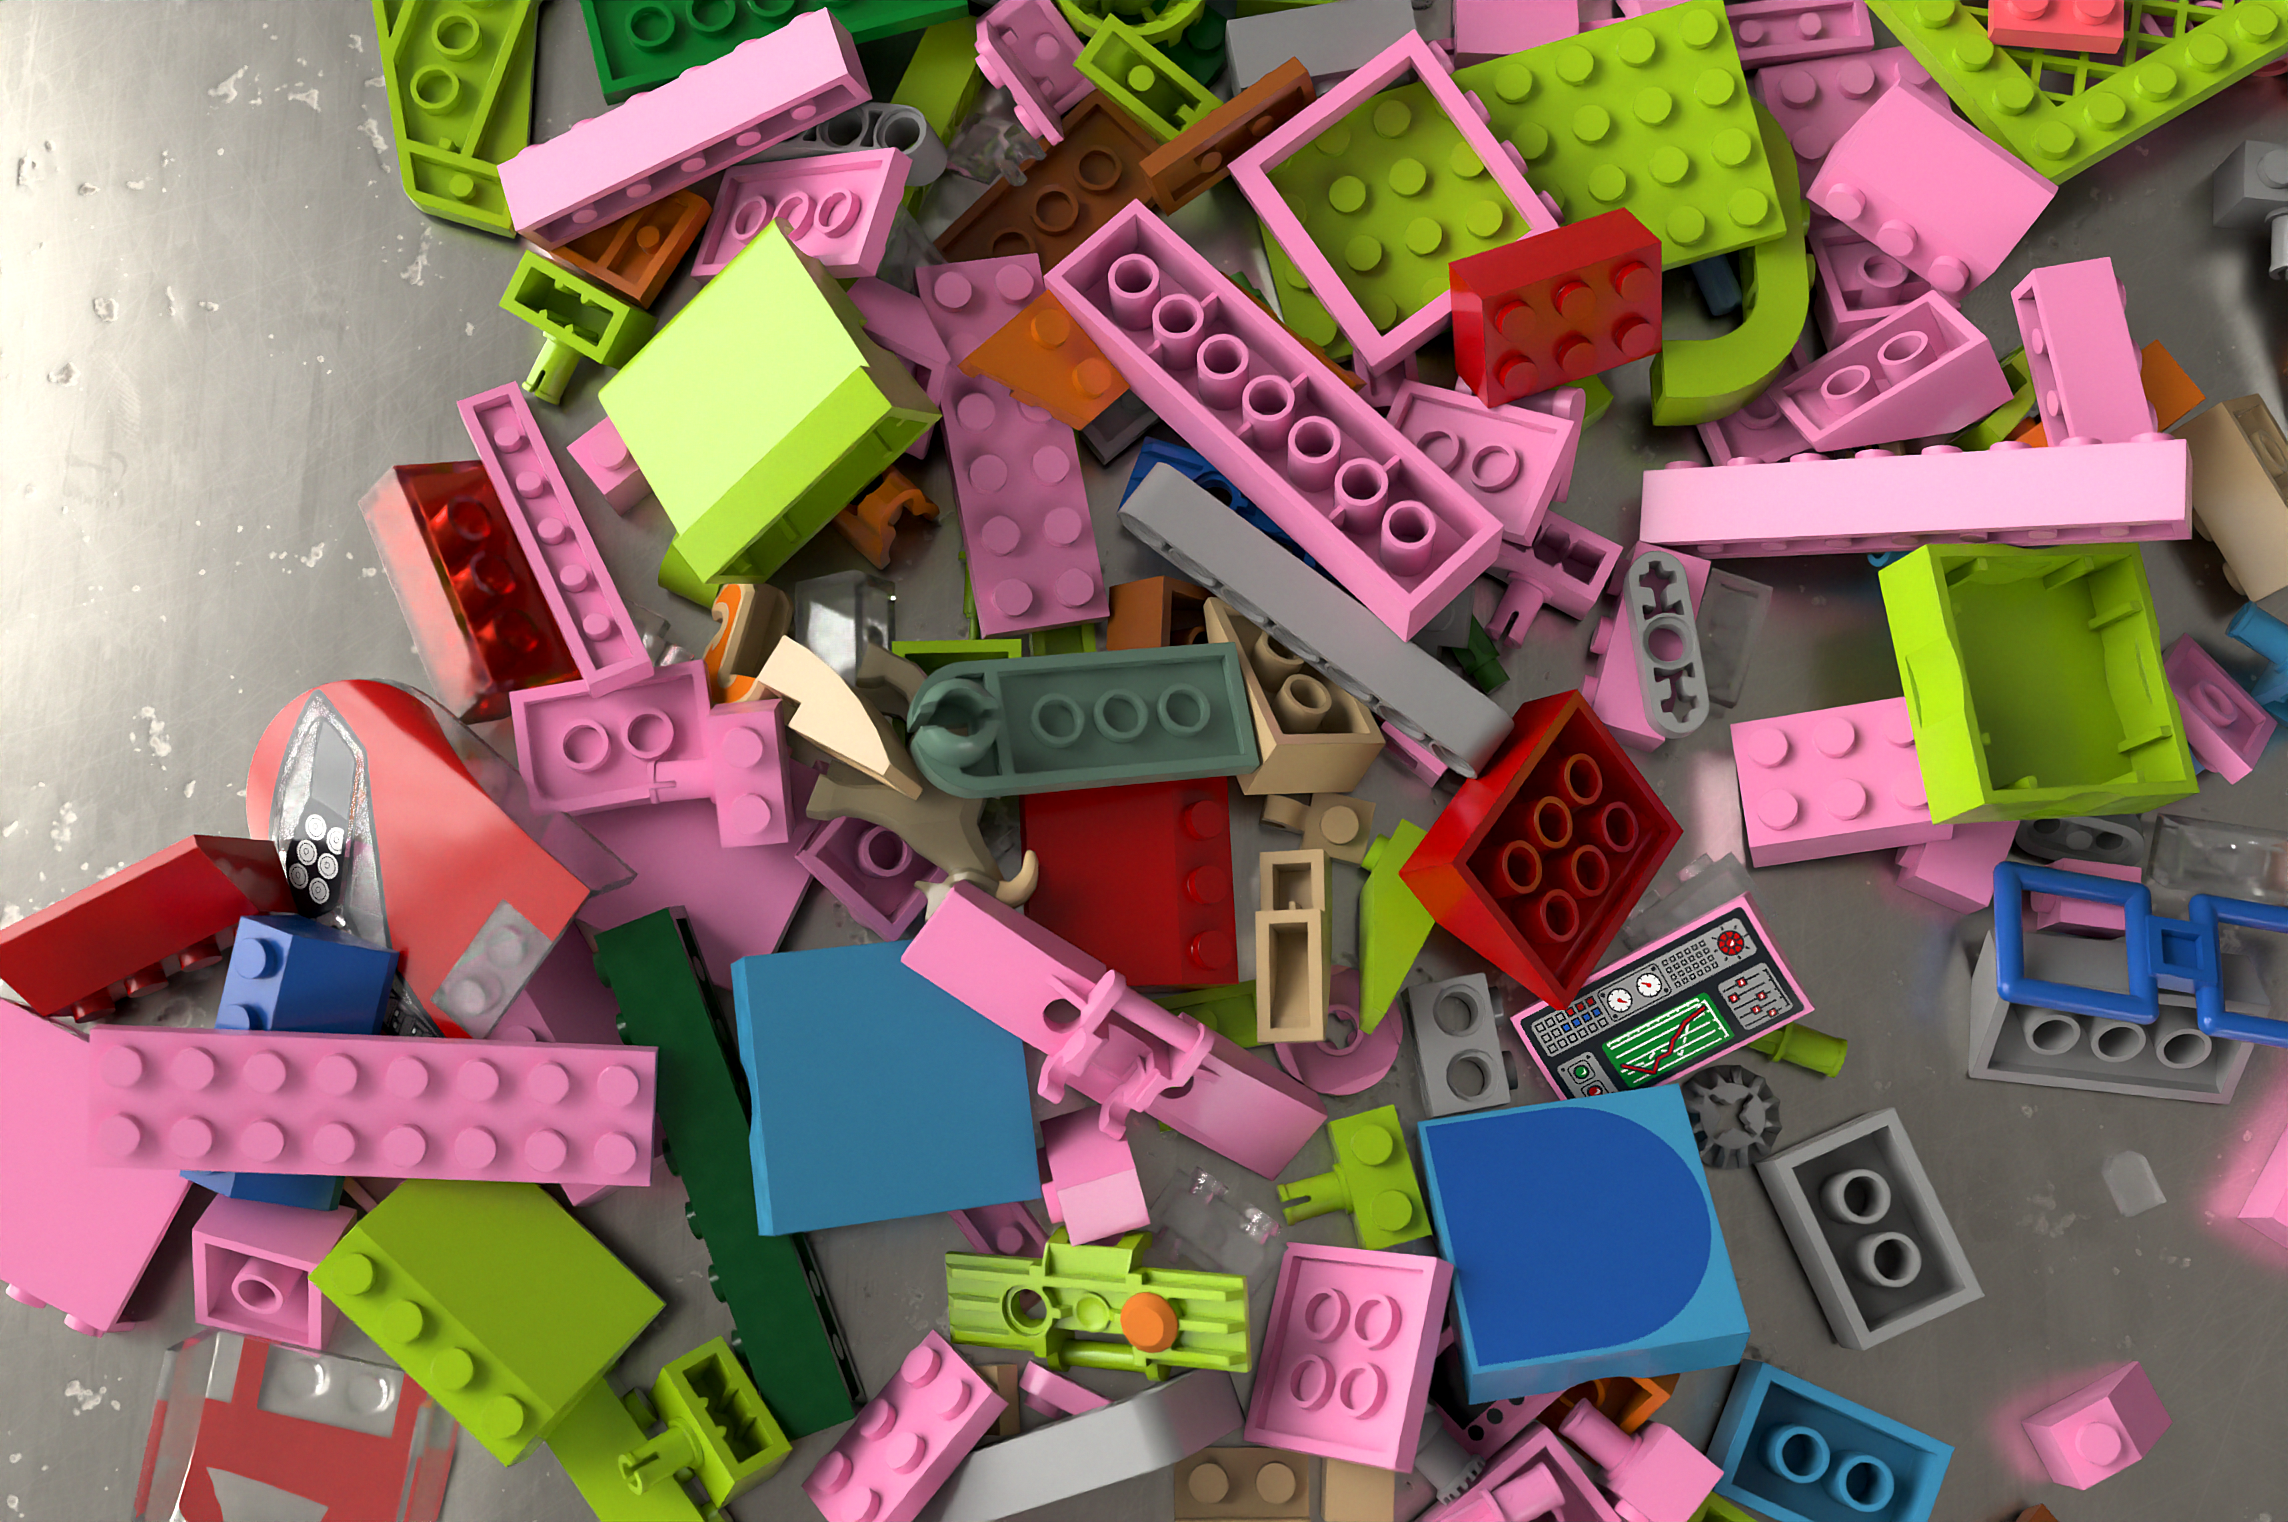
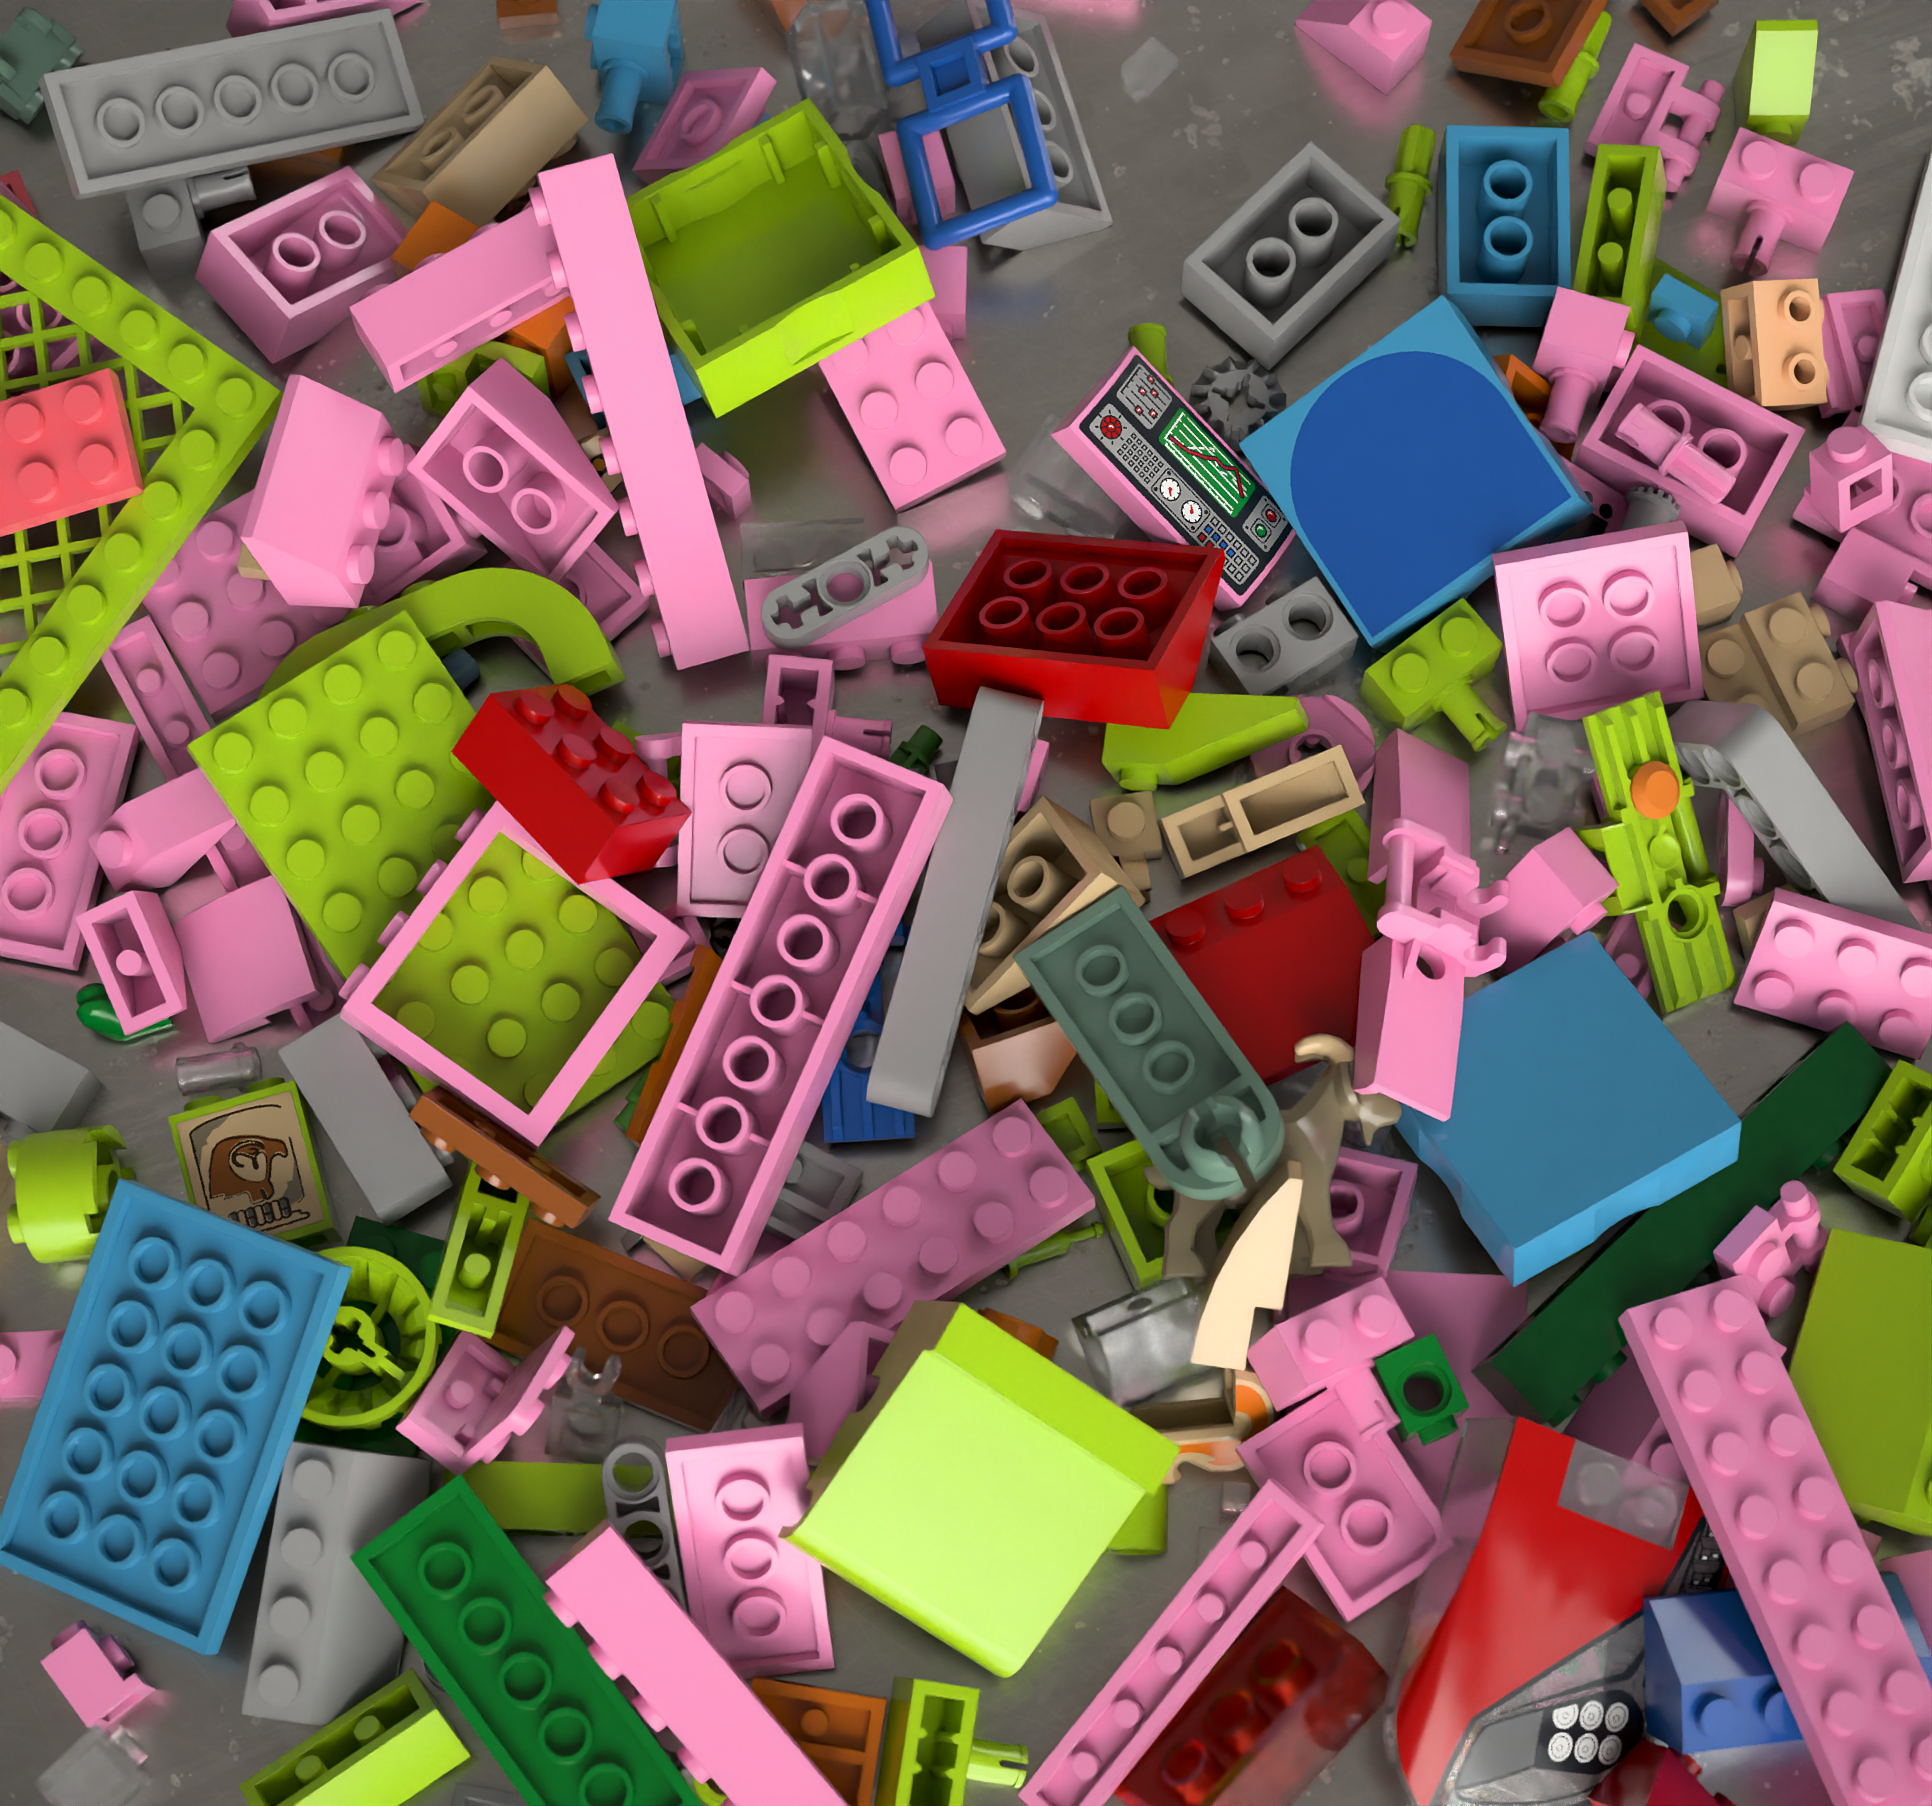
camera: 110 degrees left, 5 degrees down
(610, 466) = (1068, 1649): bright pink brick -> none
(666, 1227) = (1774, 1247): none -> bright pink plate
(702, 861) = (1424, 1361): none -> green brick
(1049, 364) = (806, 1241): orange wing -> none
(1827, 589) = (724, 481): none -> bright pink plate
(1909, 1395) = (1409, 180): none -> lime axle
(2195, 290) = (301, 262): none -> bright pink slope

